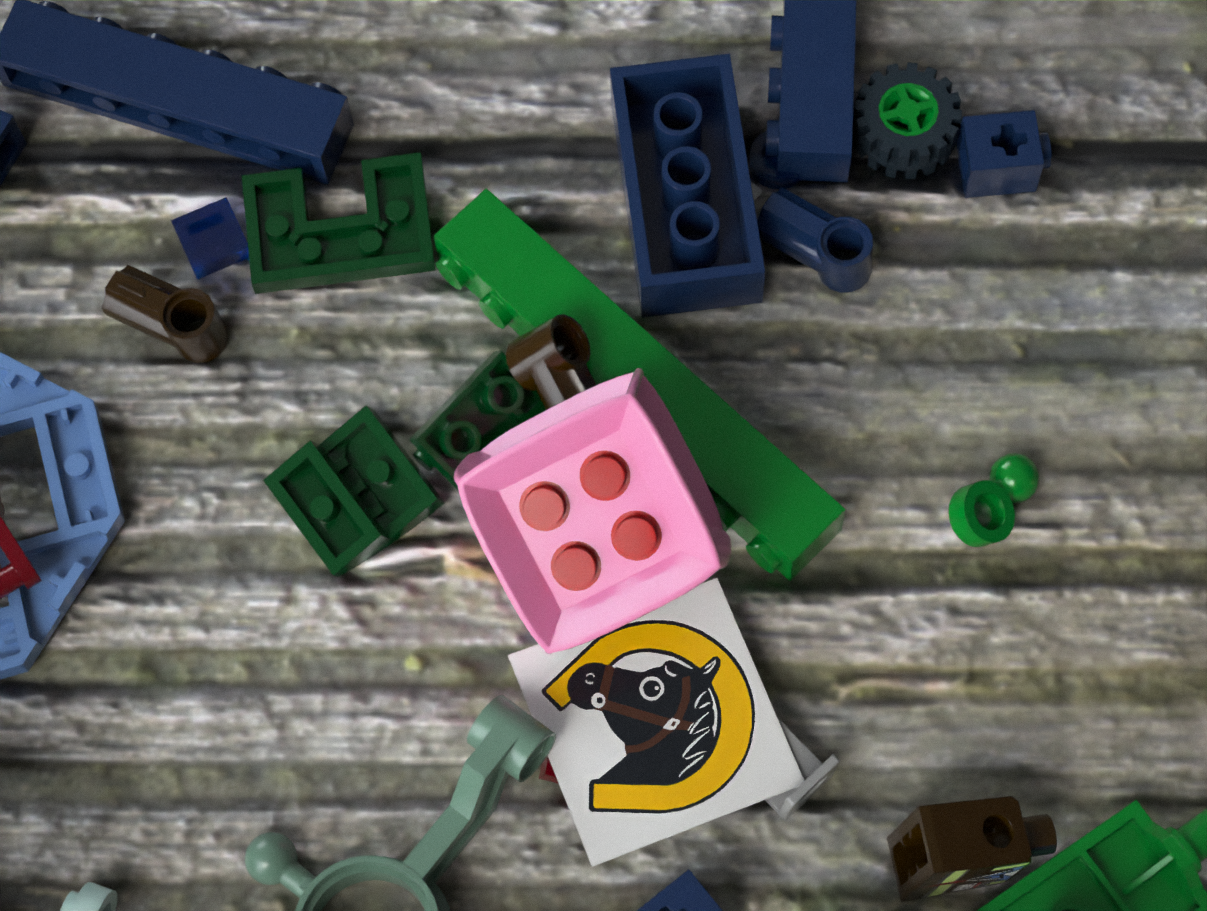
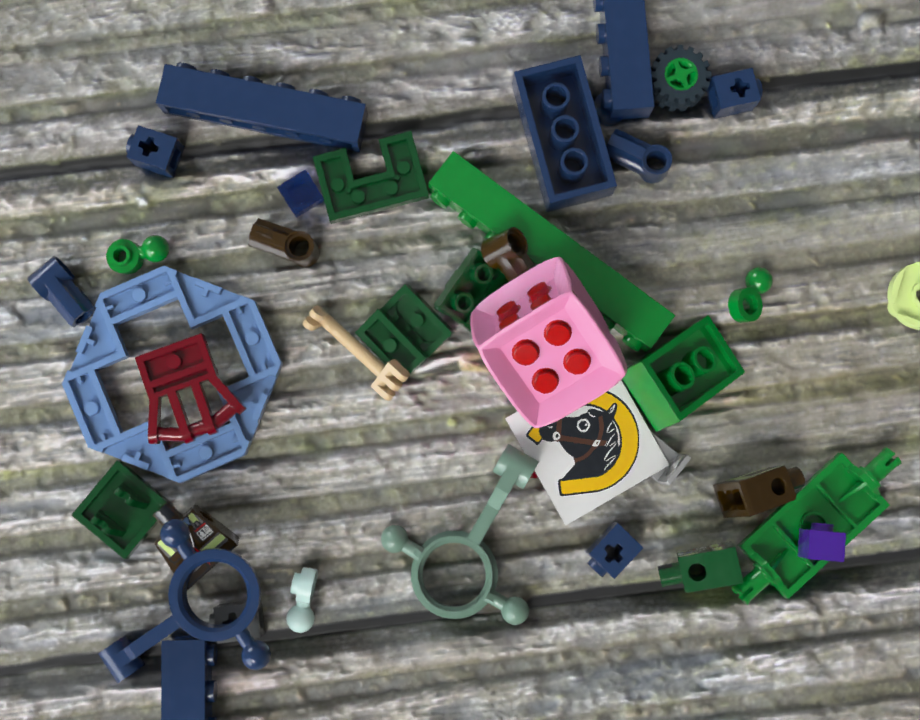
camera: 15 degrees left, 15 degrees up
(302, 554) = (388, 376): none -> tan hinge
(848, 620) = (682, 374): none -> green slope

